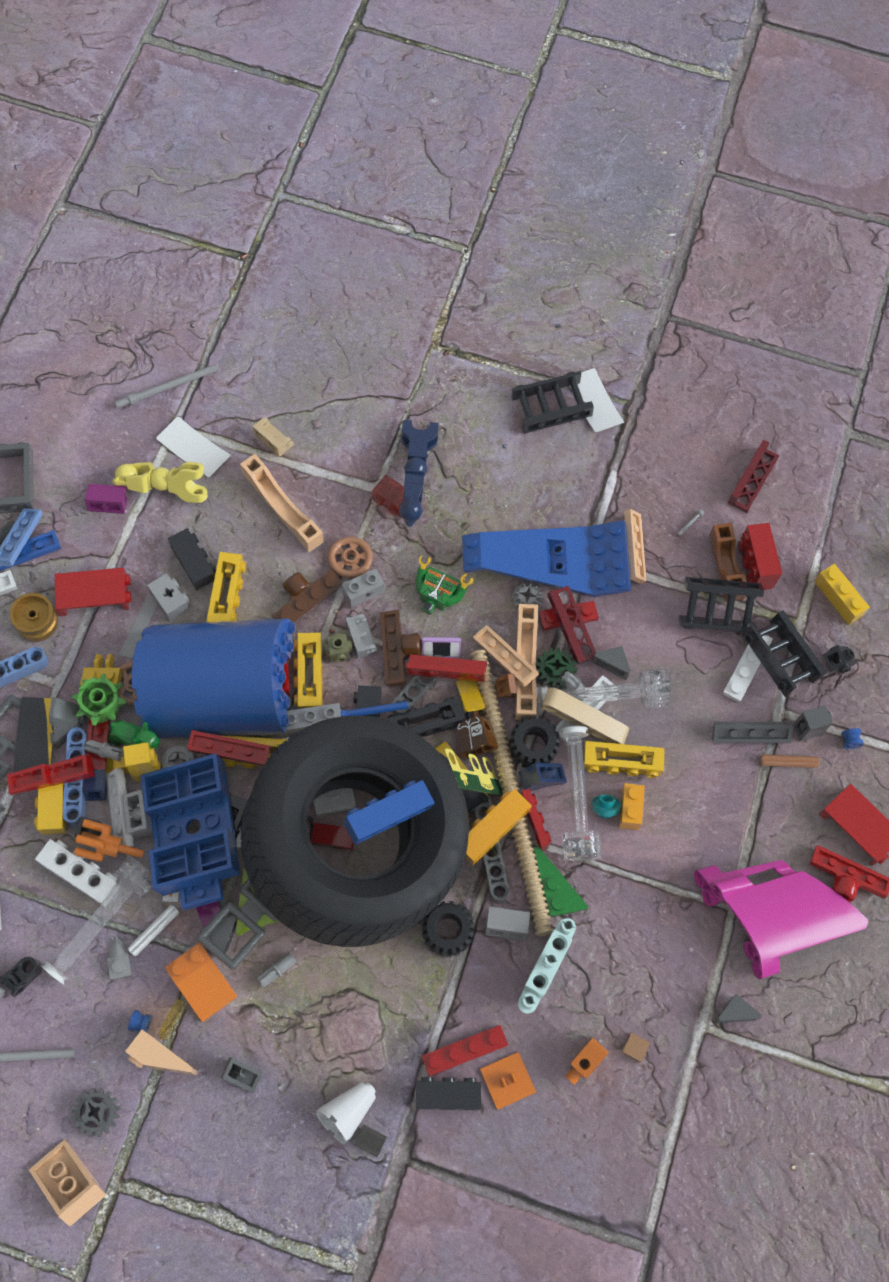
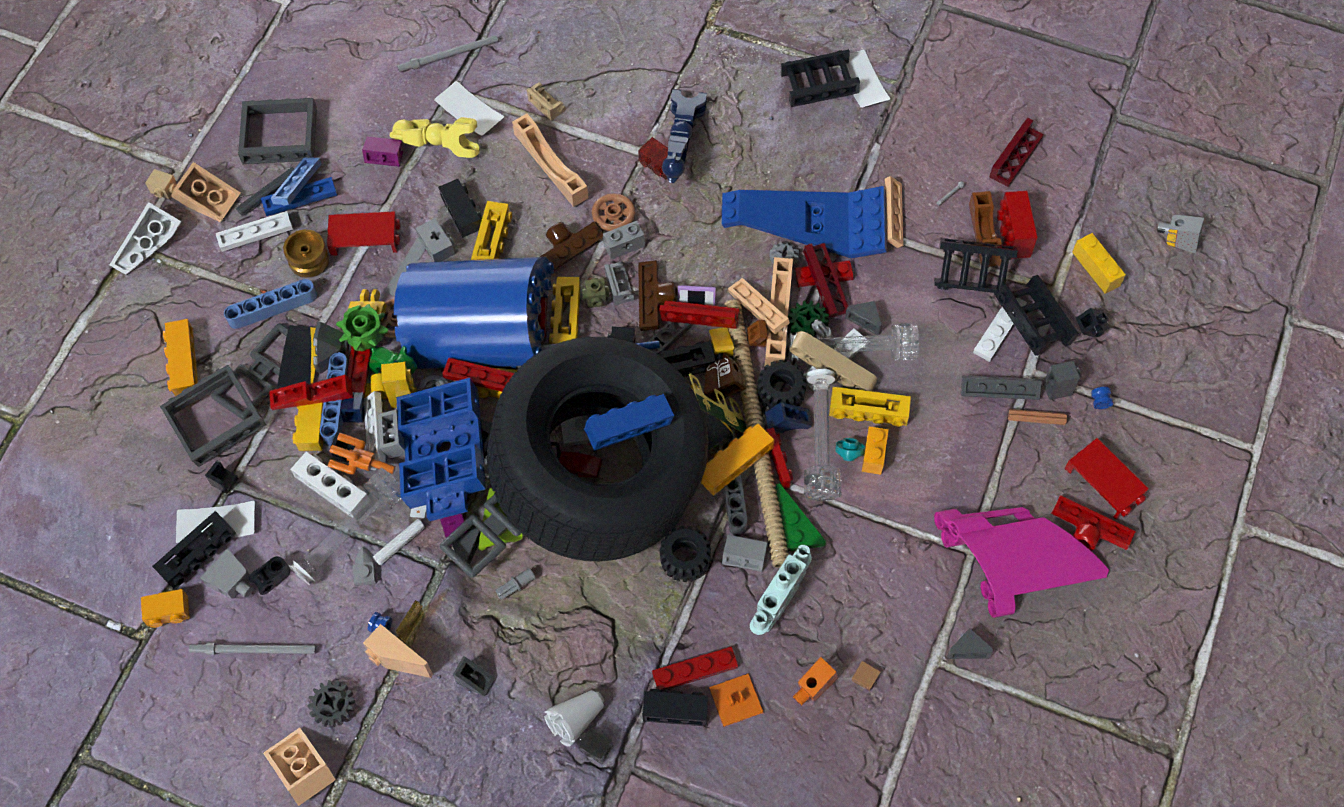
camera: 10 degrees right, 5 degrees down
(104, 750) = (364, 373): light grey axle -> none
(201, 982) = (441, 590): orange slope -> none
(438, 588) = (697, 243): green torso -> none

